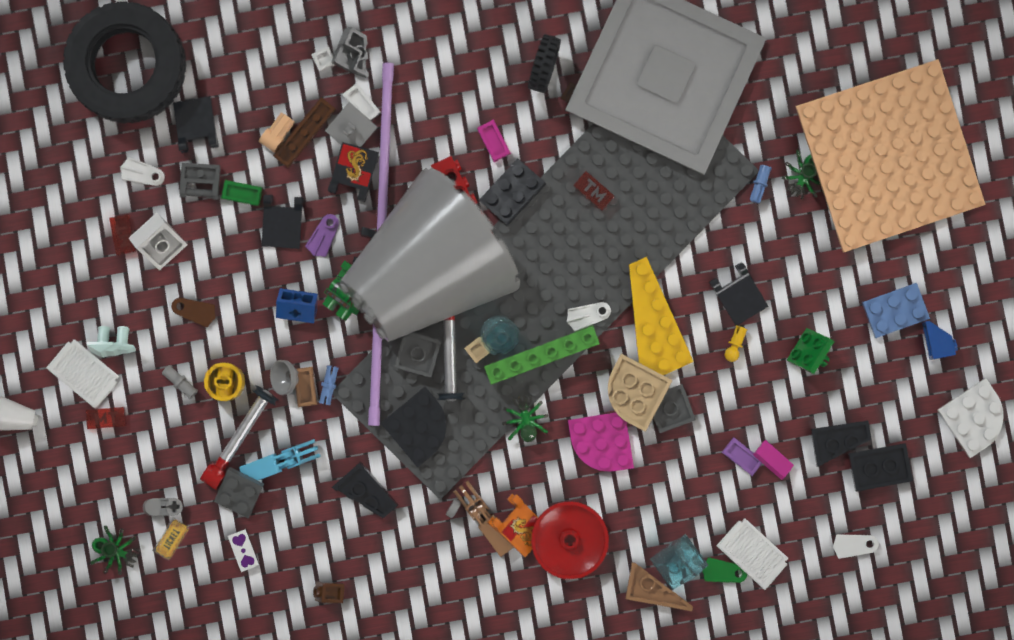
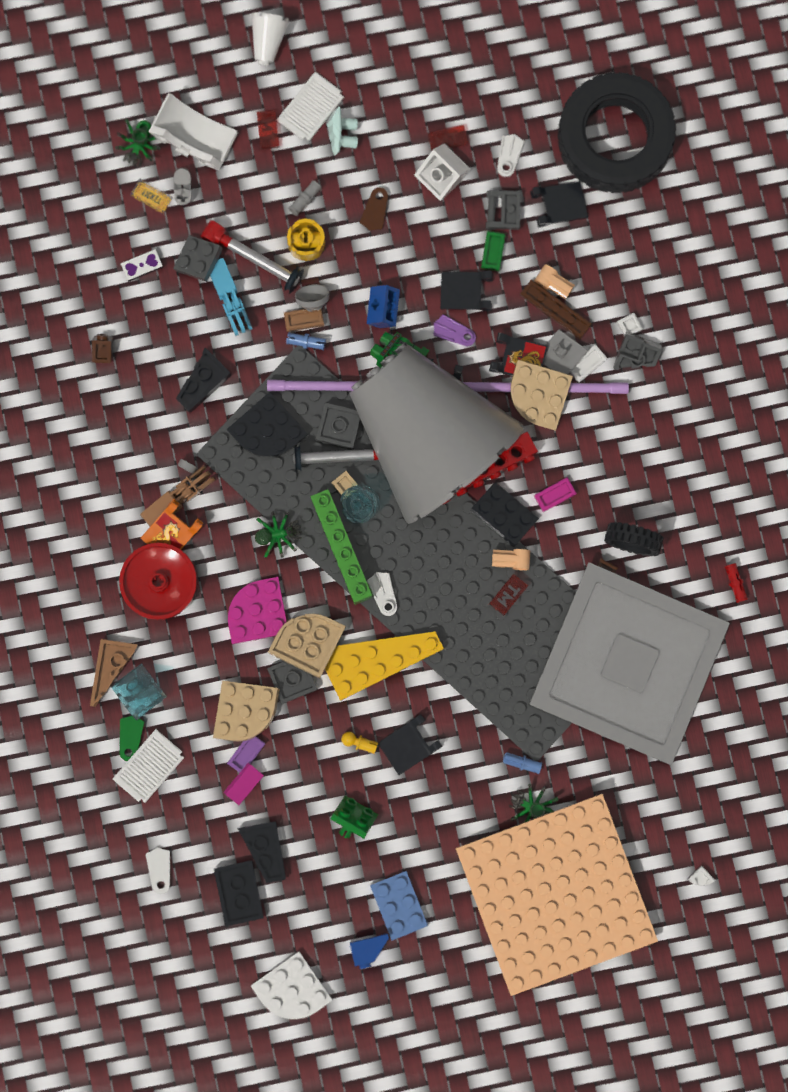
camera: 80 degrees right, 5 degrees down
(107, 494) = (192, 133): none -> white panel
(391, 151) = (539, 393): none -> tan plate
(559, 181) = (517, 559): none -> light nougat piece
(701, 457) = (244, 710): none -> tan plate
(876, 15) = (701, 877): none -> white tile

